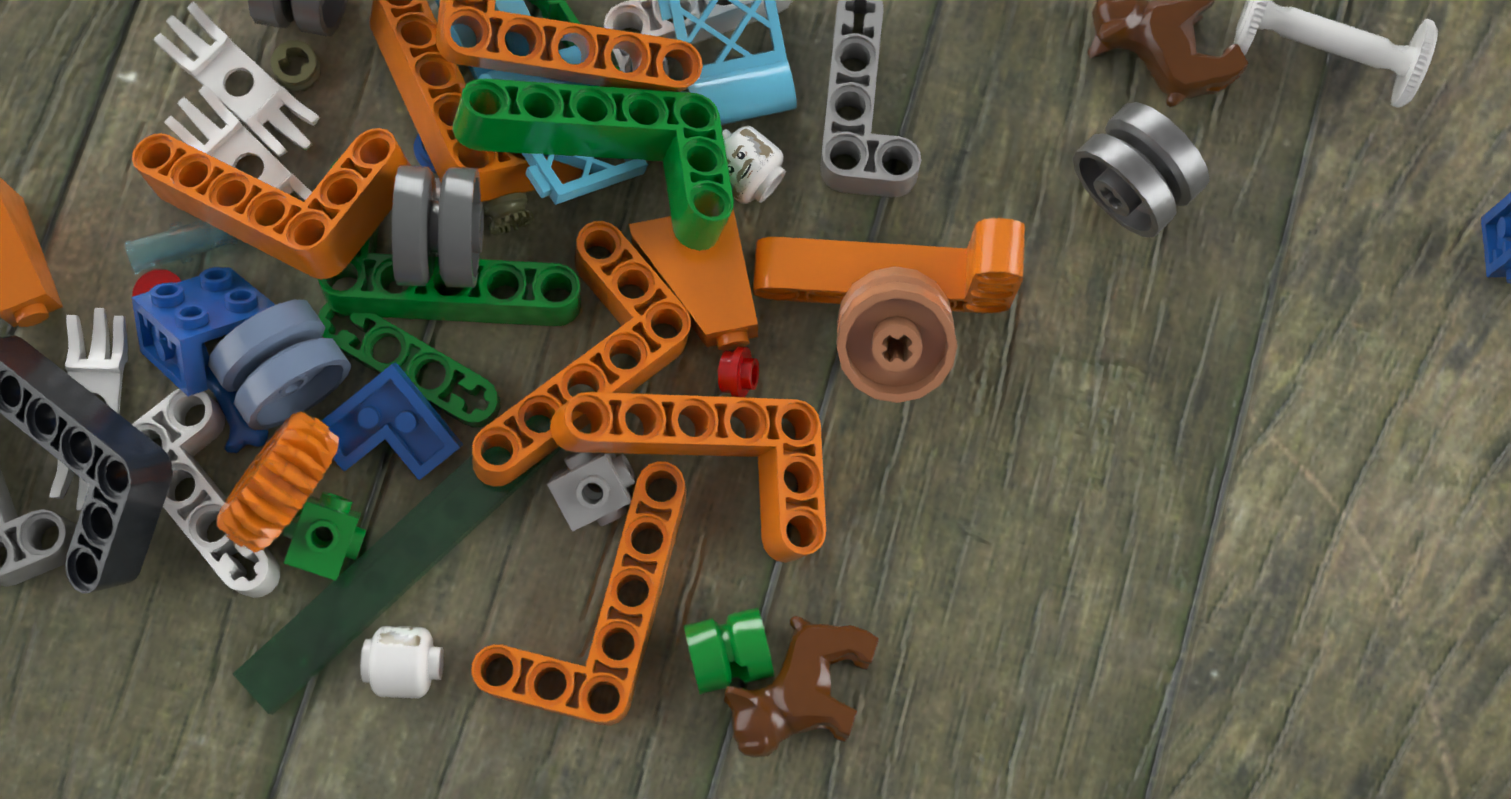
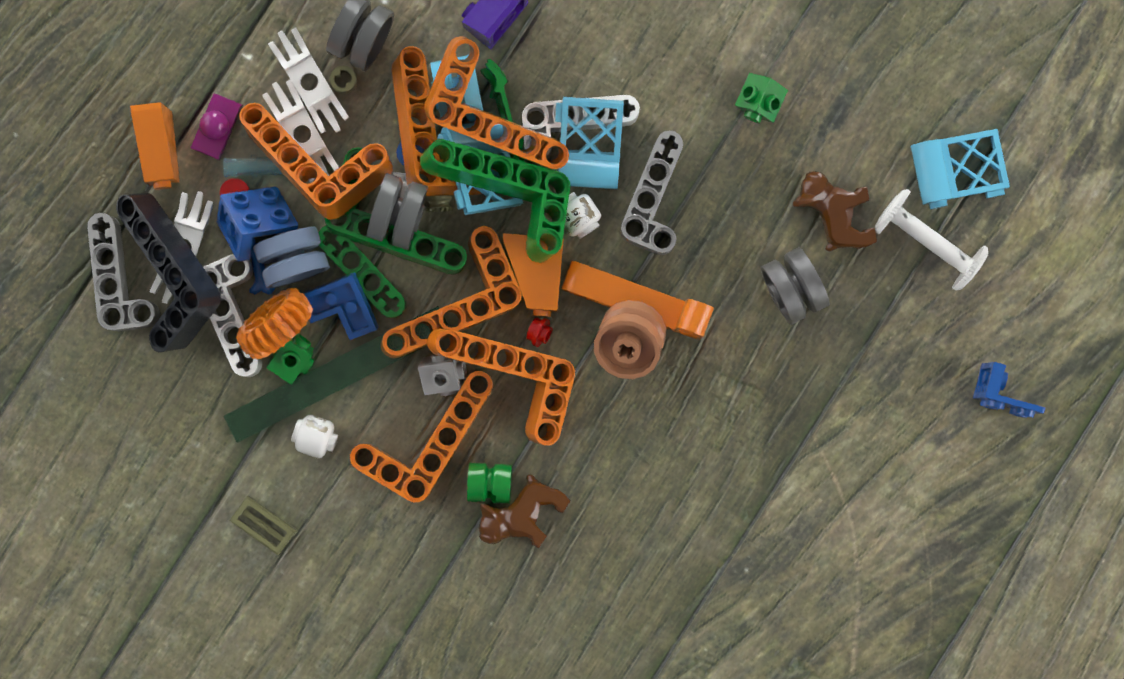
camera: 20 degrees right, 10 degrees up
(101, 198) = (216, 126): none -> magenta tile

